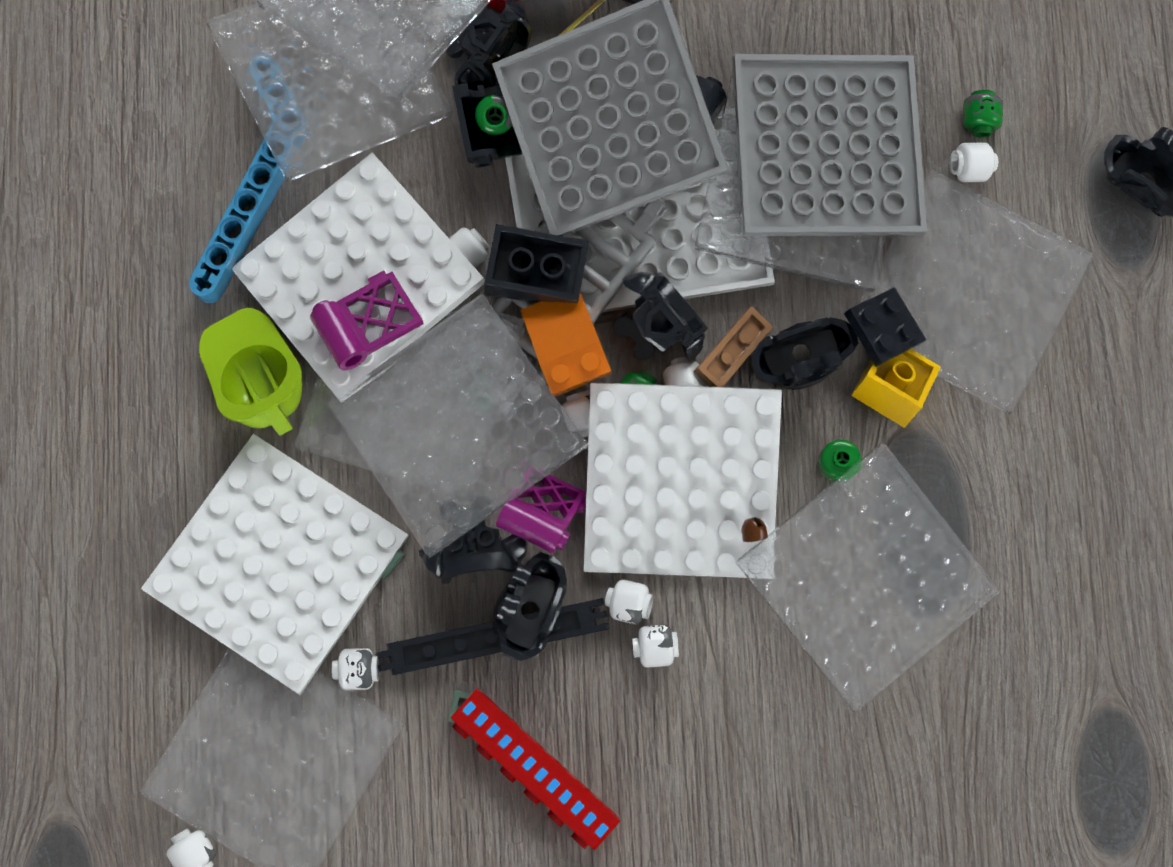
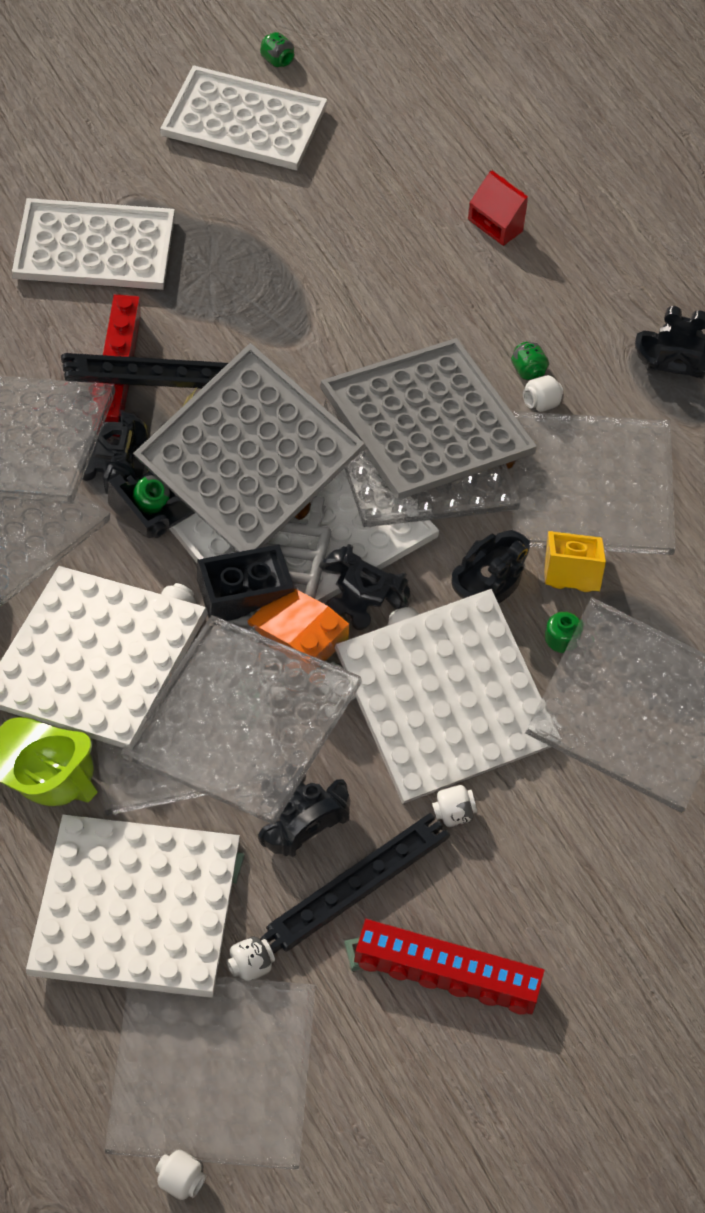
camera: 30 degrees left, 25 degrees down
(340, 327) = (113, 690): magenta piece -> none
(535, 522) = (348, 762): magenta piece -> none
(537, 582) = (372, 819): black piece -> none
(656, 646) = (496, 828): white head -> none
(733, 348) = (433, 584): medium nougat plate -> none
(753, 530) = (526, 700): reddish brown hinge -> none
(885, 326) = (543, 521): black plate -> none

